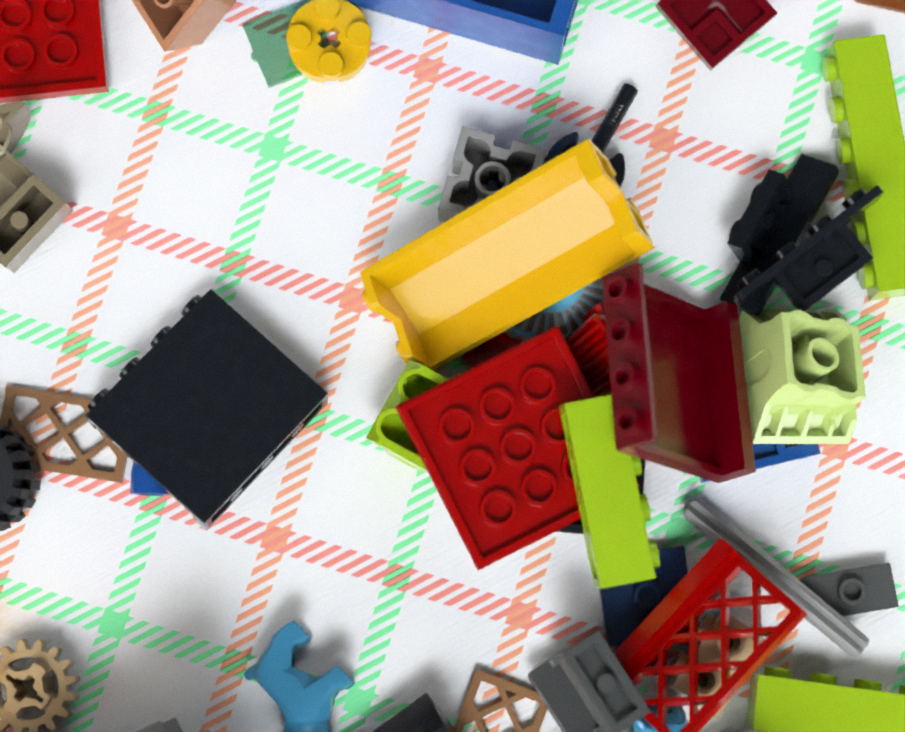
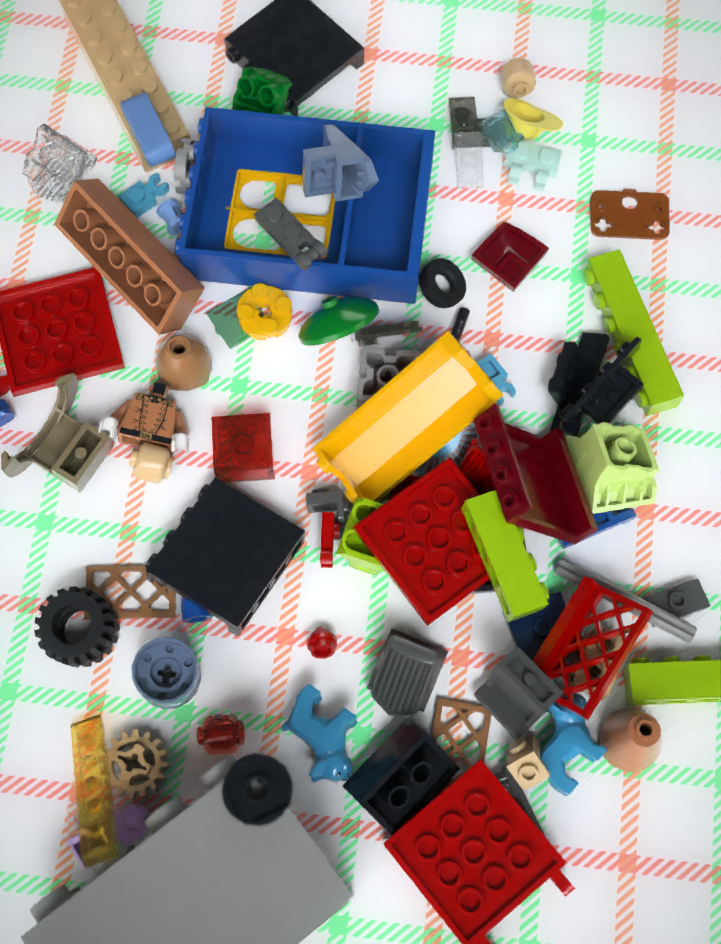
camera: 10 degrees left, 10 degrees down
(71, 584) = (155, 659): none -> sand blue wheel
(122, 248) = (151, 462): none -> tan head
(129, 185) = (148, 420): none -> nougat torso
(158, 668) = (221, 734): none -> clear red head
(197, 114) = (183, 363): none -> medium nougat piece
(260, 248) = (243, 447): none -> clear red brick
(324, 560) = (322, 643): none -> red plate
(364, 348) = (324, 500): none -> dark grey bracket
(365, 398) = (329, 532): none -> red plate
(433, 77) = (337, 319): none -> green dish
(436, 627) = (405, 674): none -> dark grey piece
(476, 108) = (370, 335): none -> clear smoke plate
(582, 42) = (432, 291): none -> black tyre
(652, 200) = (497, 375): none -> medium azure plate

